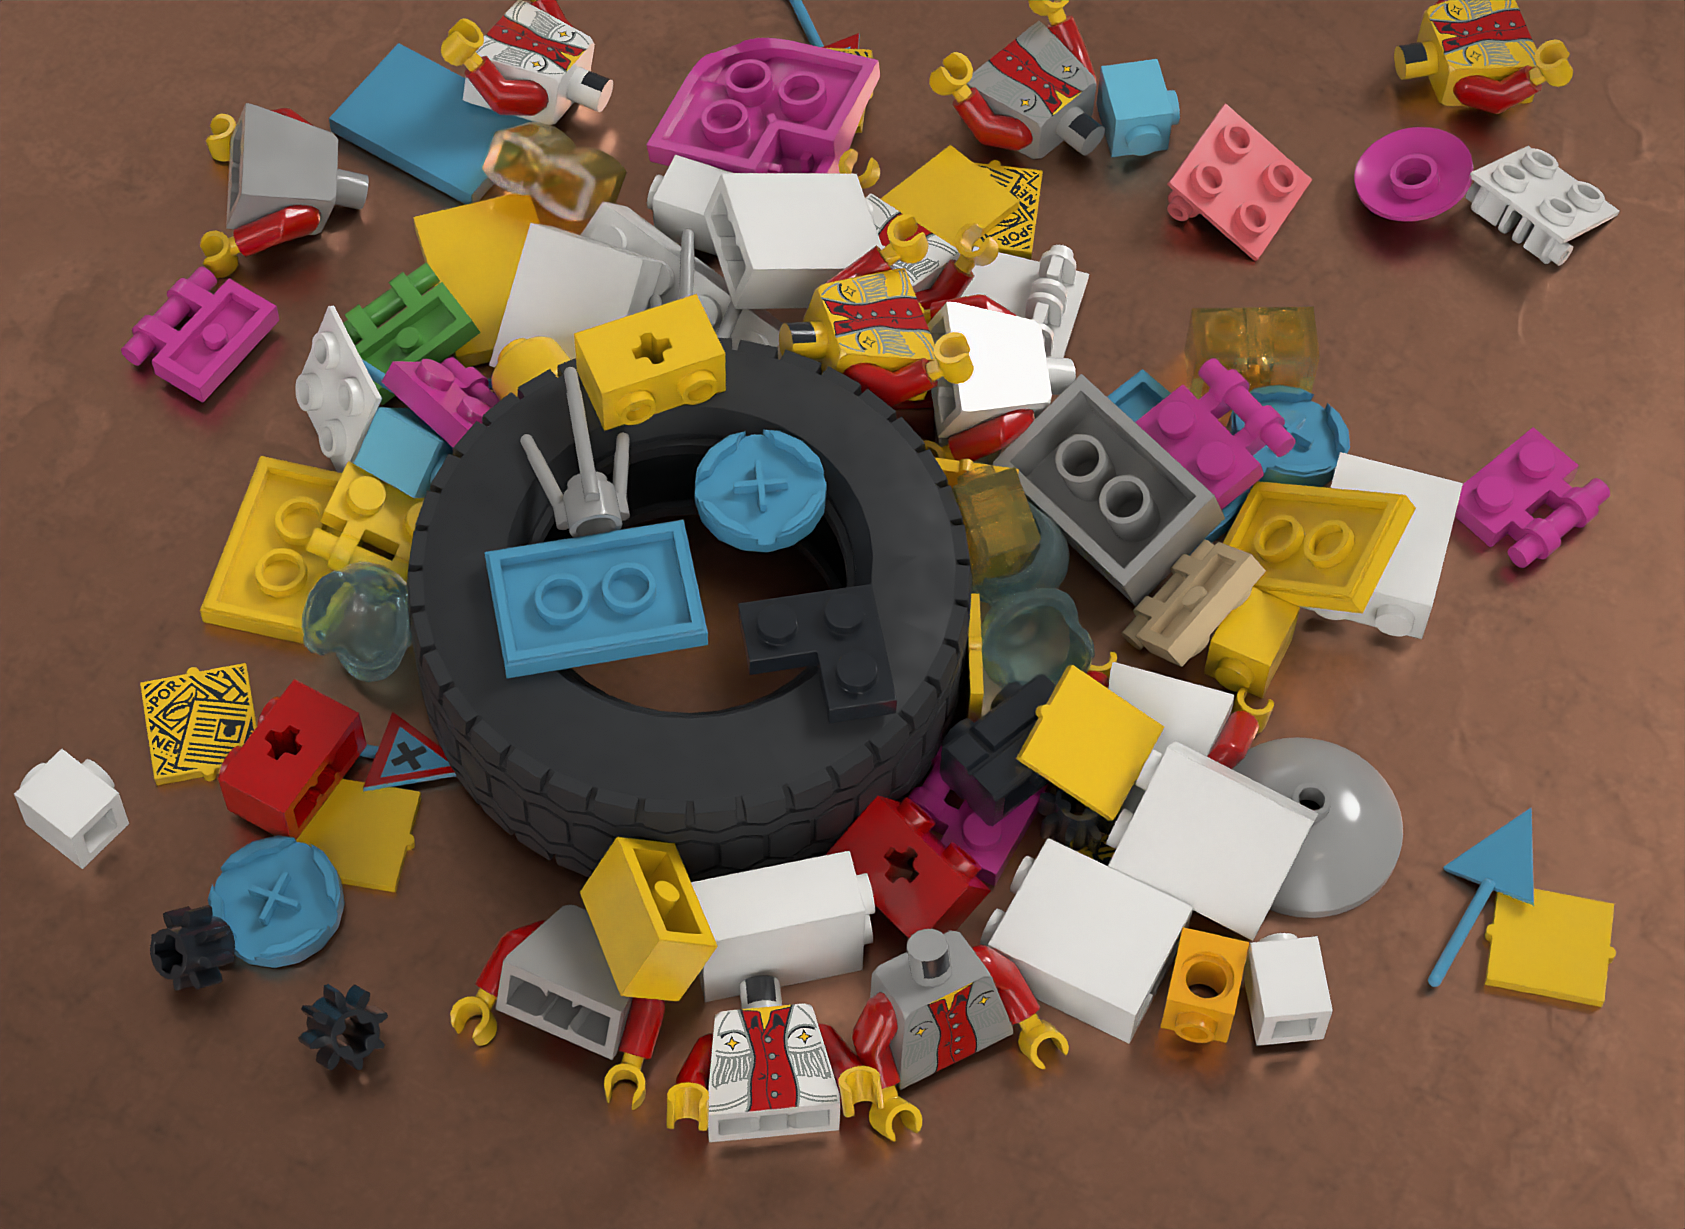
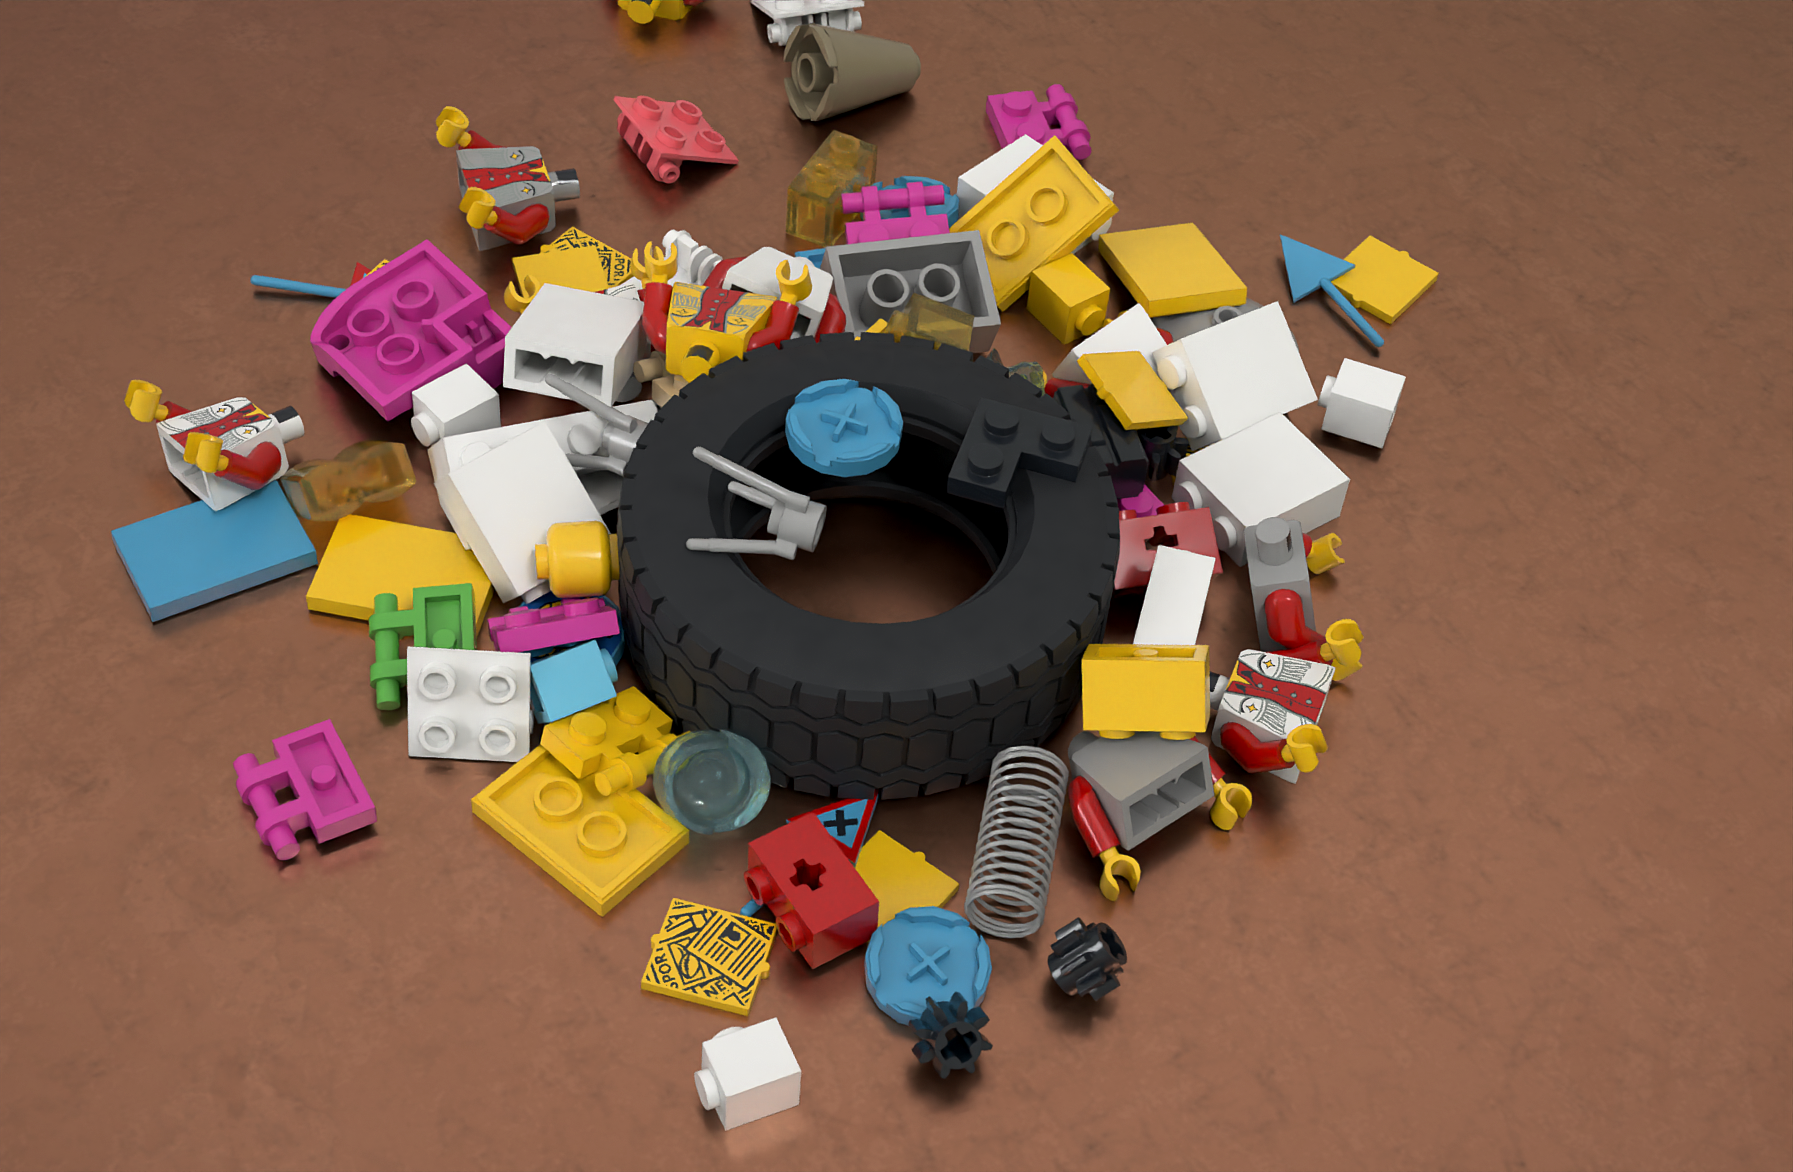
camera: 65 degrees left, 10 degrees down
(277, 184) = (195, 658): light grey torso -> none
(532, 861) = (1024, 795): none -> light grey piece
(595, 598) = (877, 564): dark azure tile -> none
(650, 362) = (687, 412): yellow brick -> none
(1136, 108) = (569, 144): medium azure brick -> none
(1193, 601) = (1041, 298): tan plate -> none
(1211, 962) = (1339, 437): light orange brick -> none
(1369, 718) = (1172, 270): none -> yellow tile
(1413, 174) = (741, 47): dark pink dish -> none
(1449, 283) = (844, 70): none -> dark tan cone

